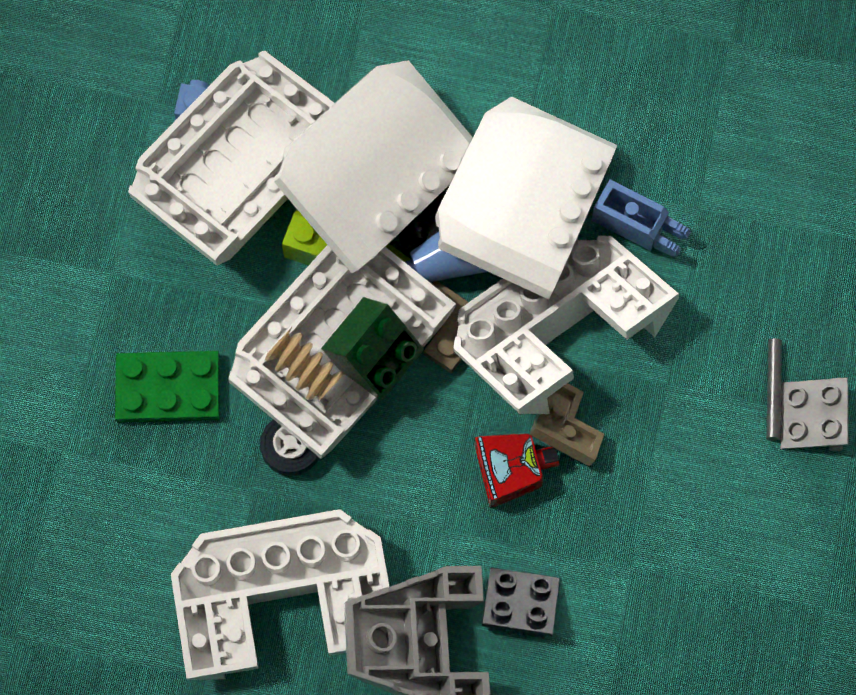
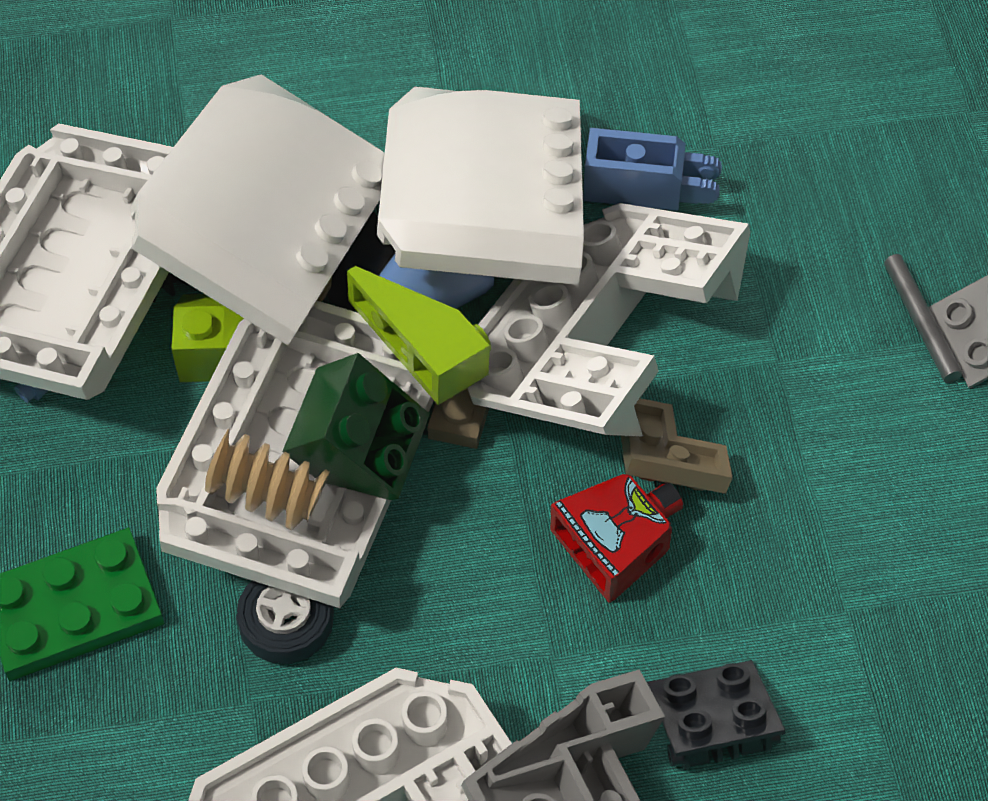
camera: 20 degrees left, 15 degrees down
(439, 301) = (424, 334): none -> lime slope

